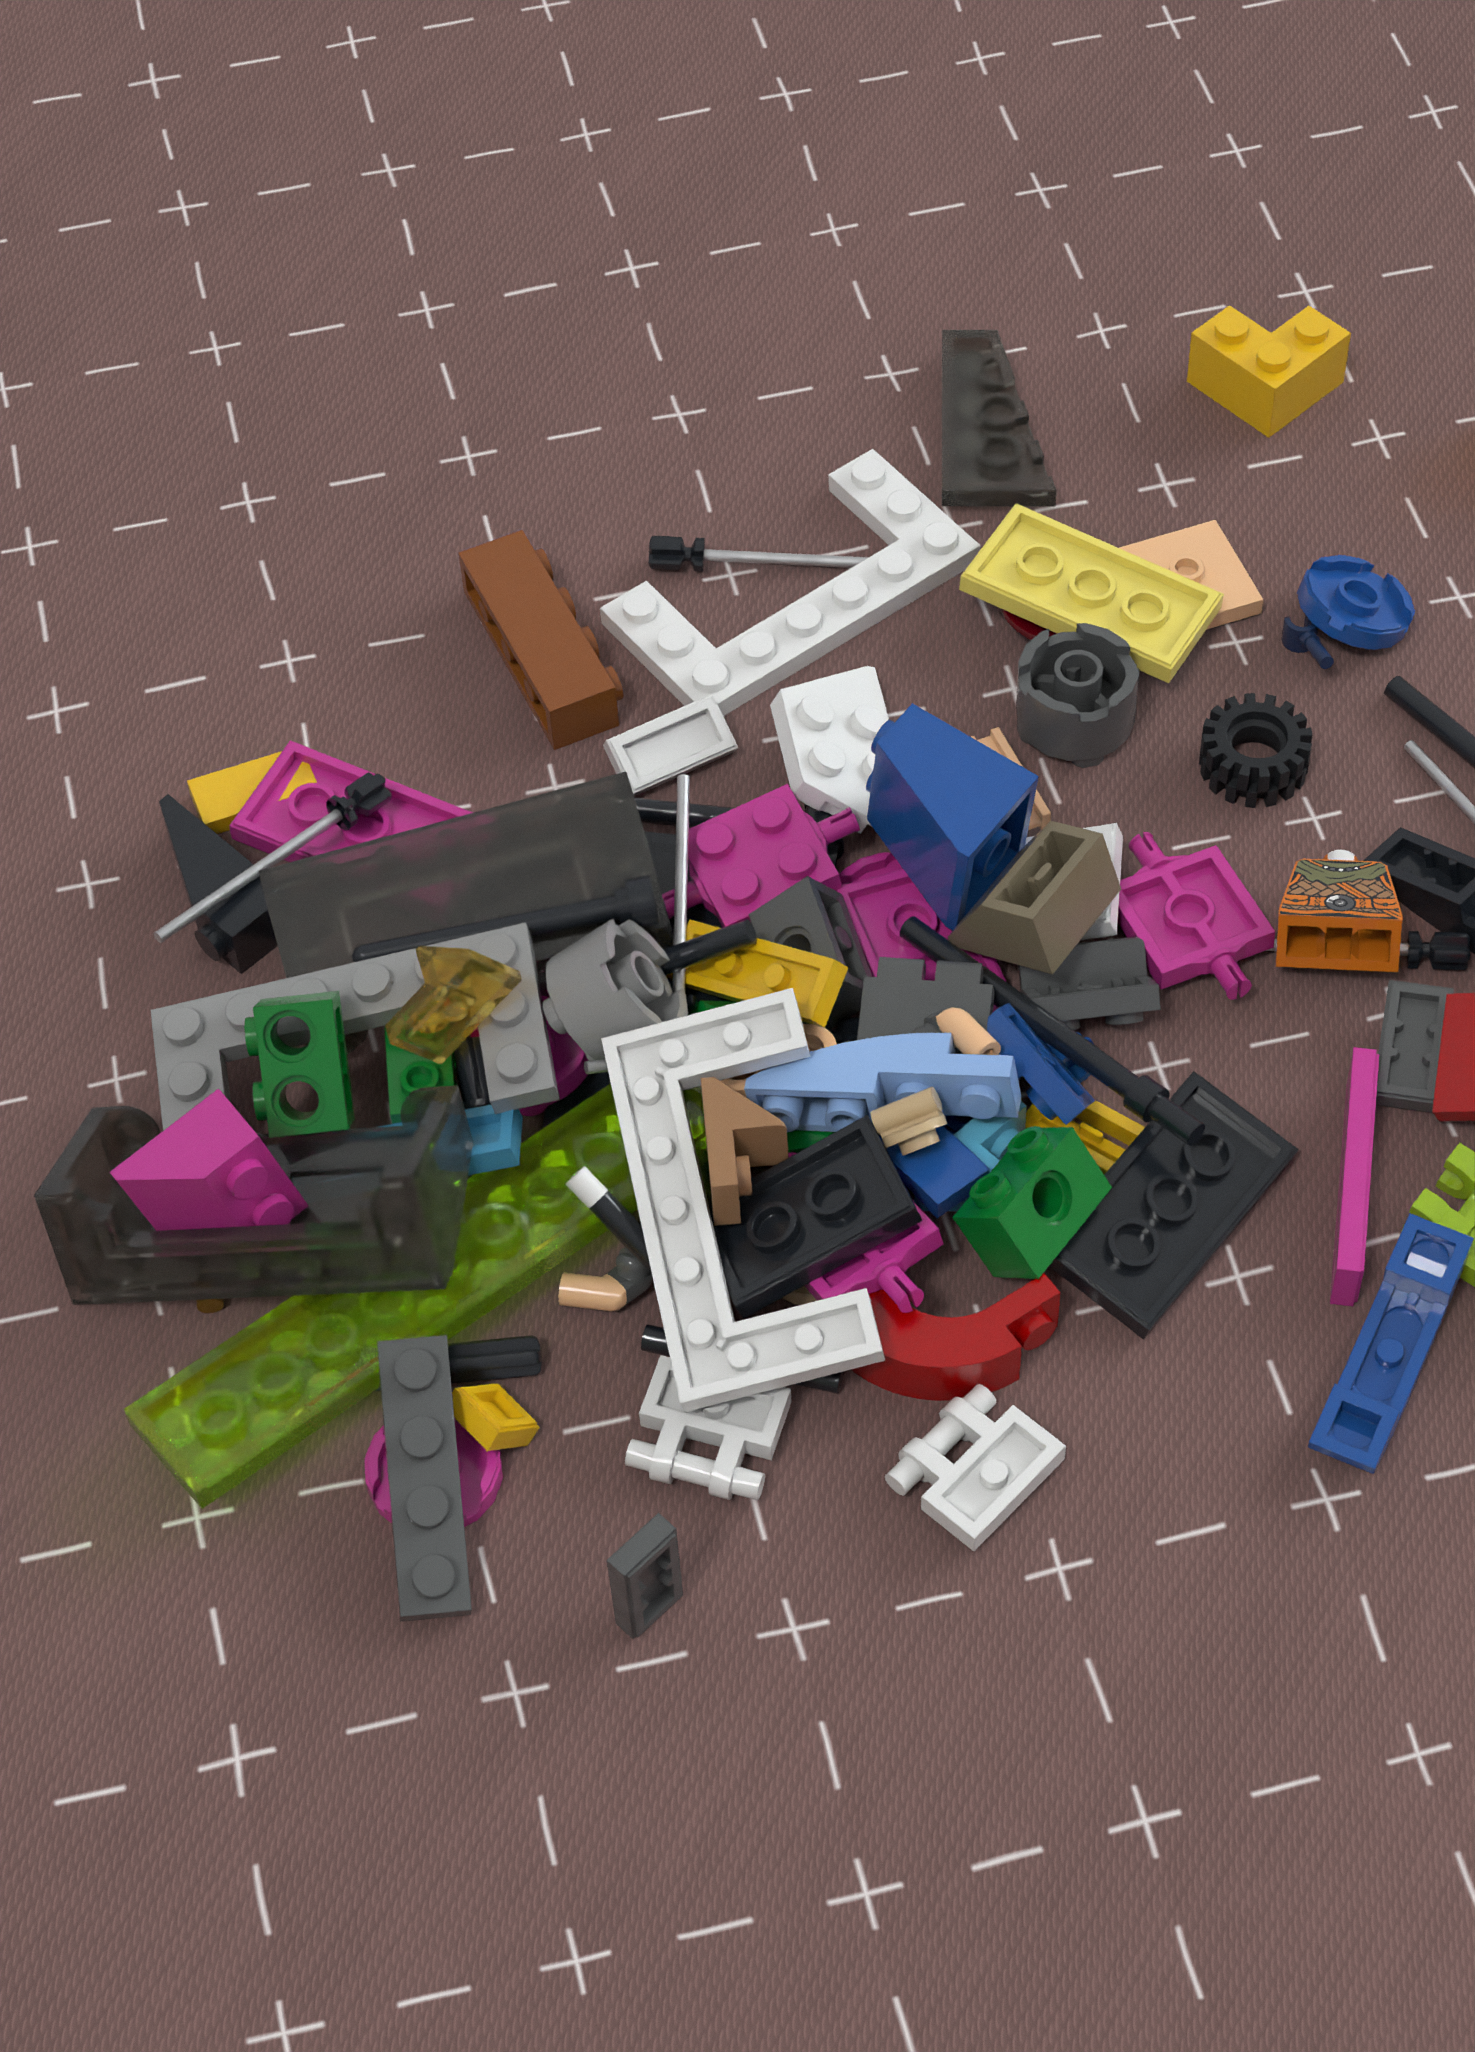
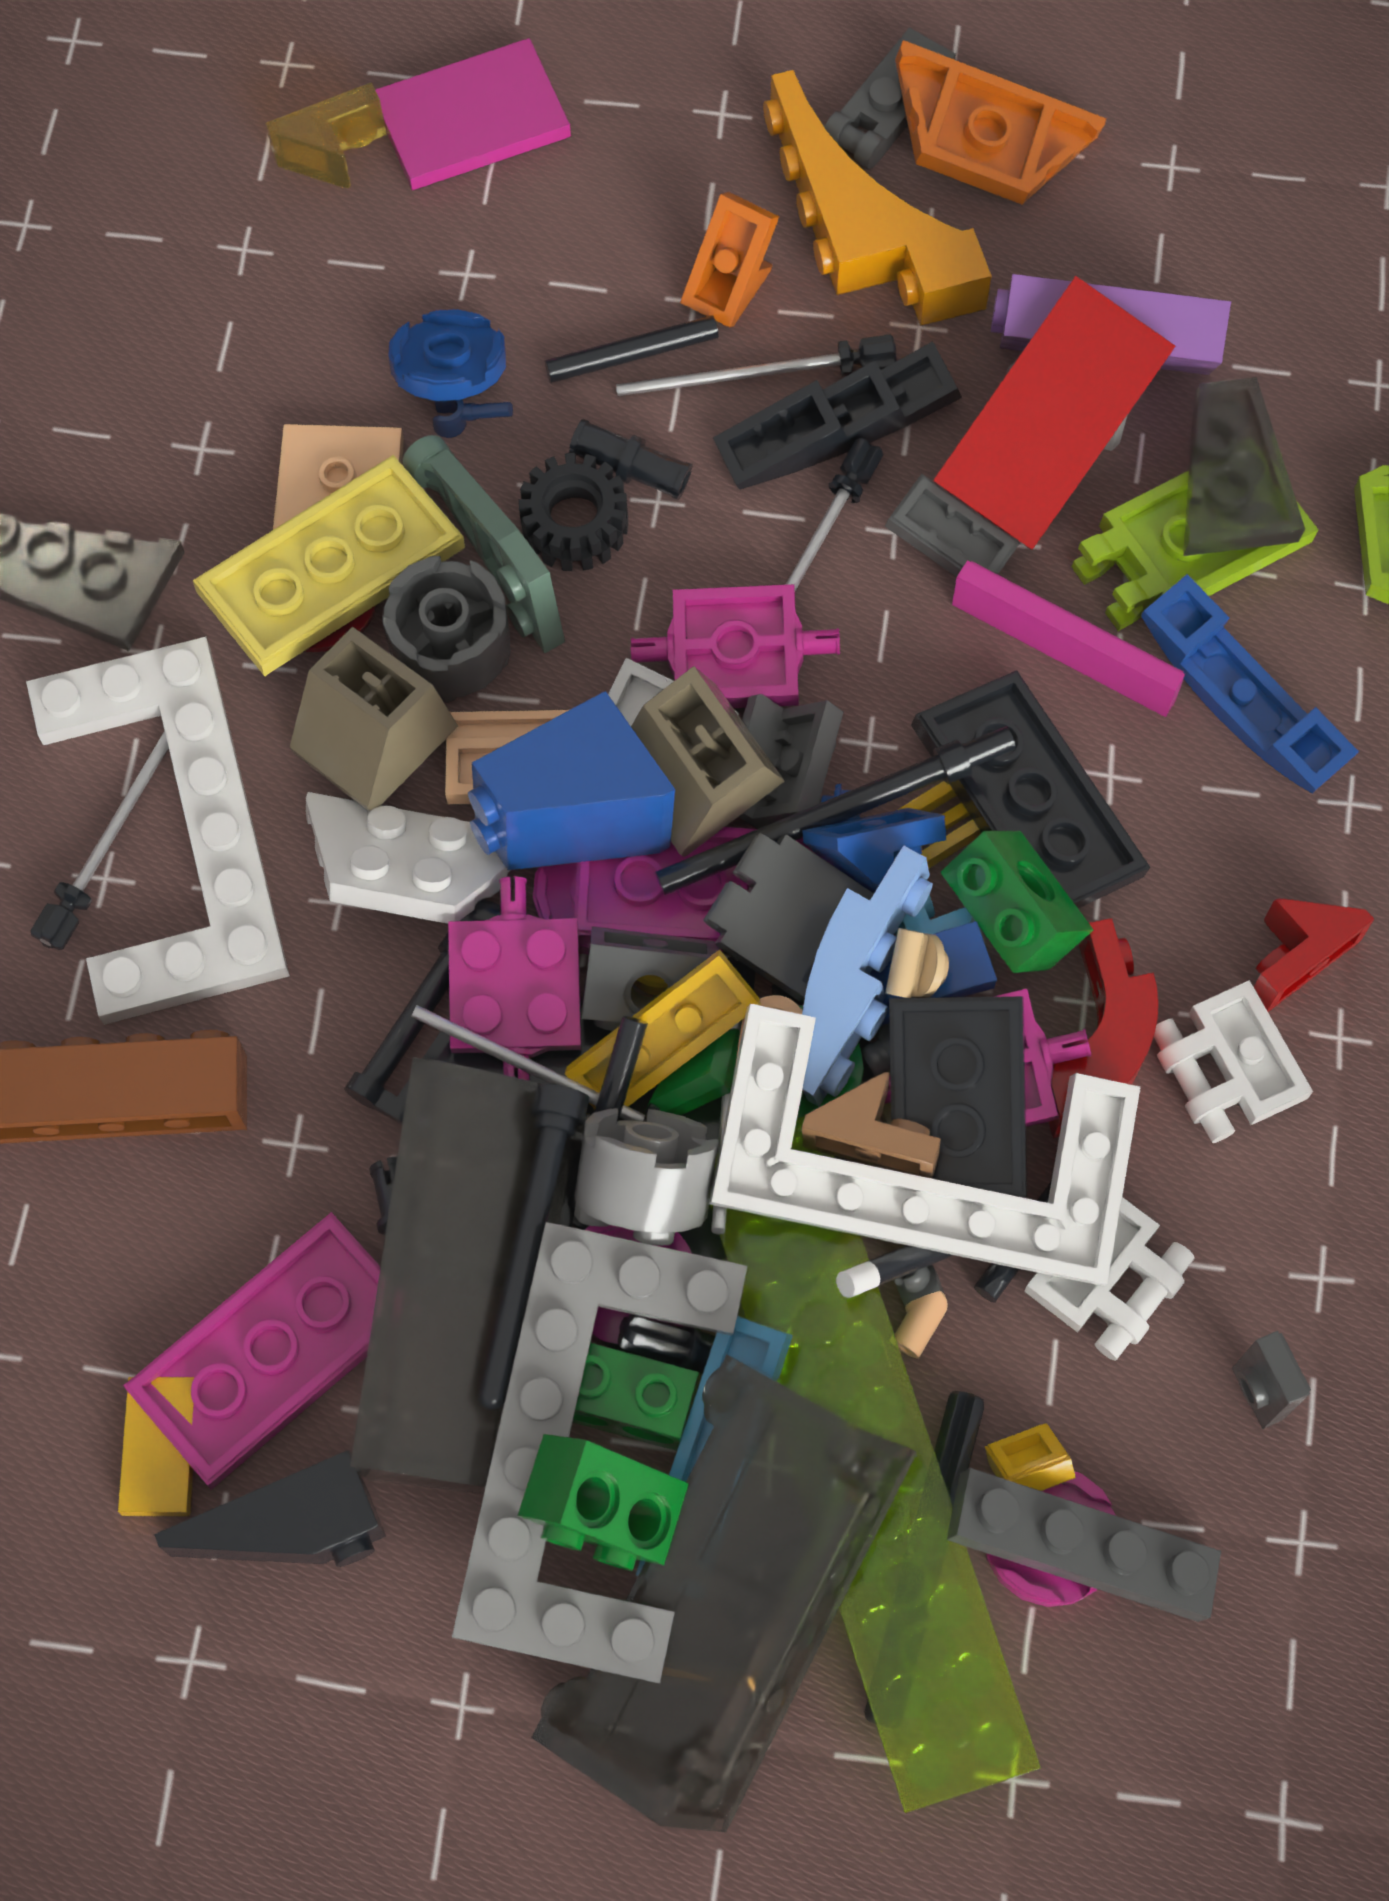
camera: 70 degrees left, 15 degrees up
(209, 1174) = (713, 1628): dark pink slope -> none
(362, 796) = (250, 1334): piece -> none
(451, 1003) = (617, 1314): clear yellow slope -> none
(671, 745) = (313, 1016): white tile -> none
(960, 669) = (367, 720): none -> dark tan slope
(967, 1033) = (829, 884): light nougat arm -> none
(1137, 1500) = (1311, 940): none -> red slope
(1178, 696) = (494, 538): none -> sand green plate
(1267, 374) = (129, 305): yellow brick -> none
(1336, 773) = (631, 459): none -> black pin
(1339, 916) = (801, 523): orange torso -> none

